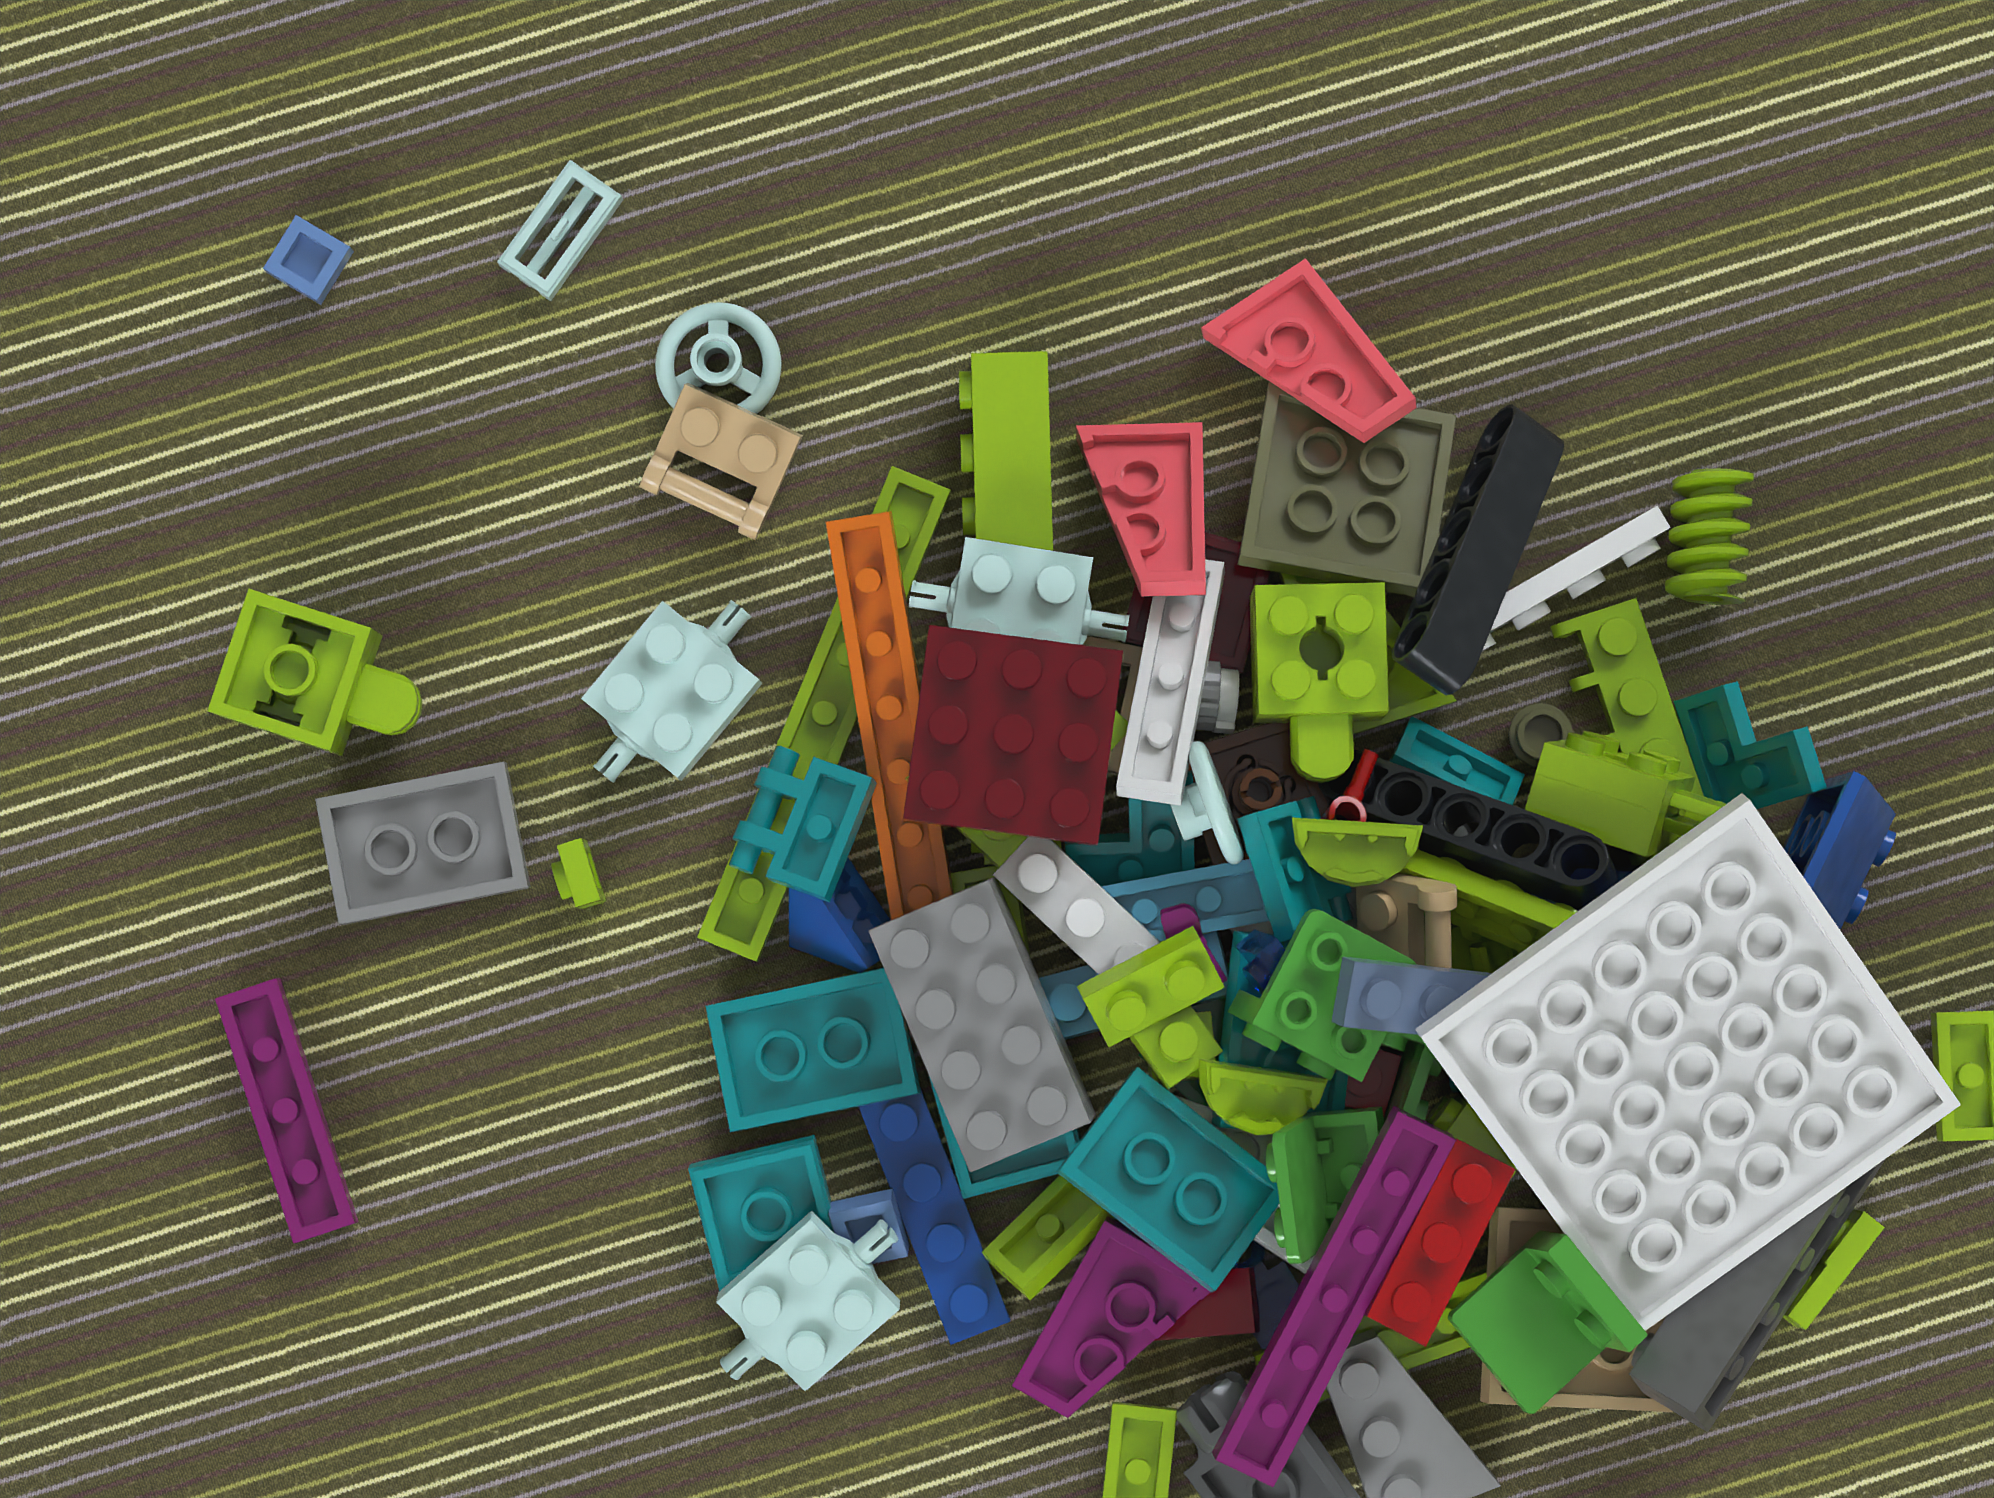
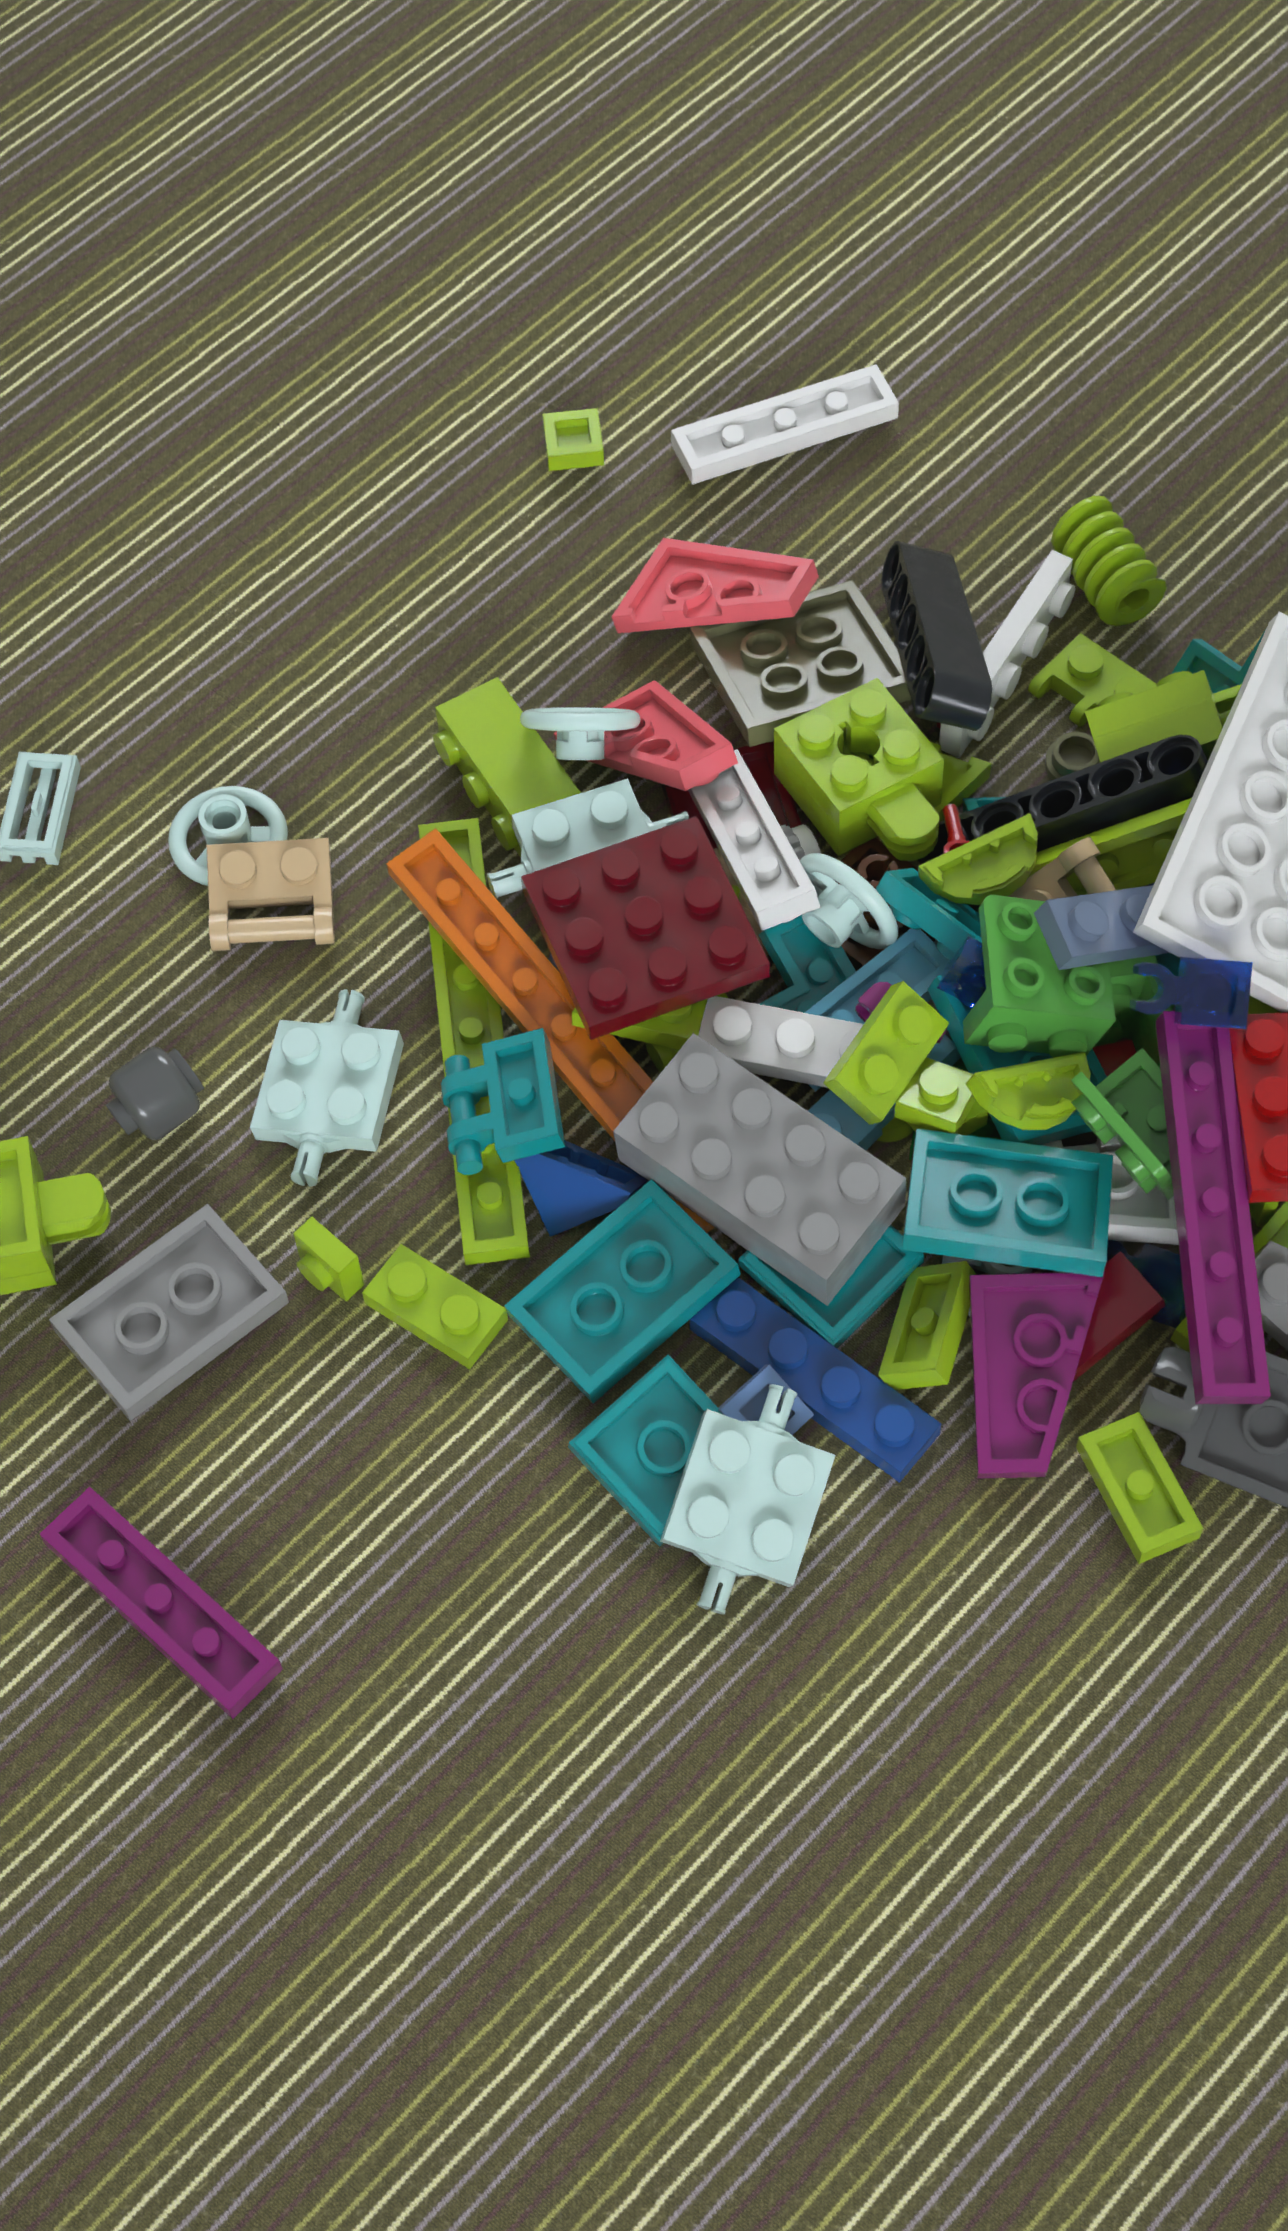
camera: 25 degrees left, 25 degrees down
(512, 621) = (154, 1093): none -> dark grey head
(652, 962) = (435, 1306): none -> lime plate
(1085, 466) = (580, 728): none -> light aqua piece
(1288, 81) = (573, 439): none -> lime plate
(1433, 1125) = (1204, 991): none -> clear blue plate
(1507, 182) = (784, 424): none -> white plate

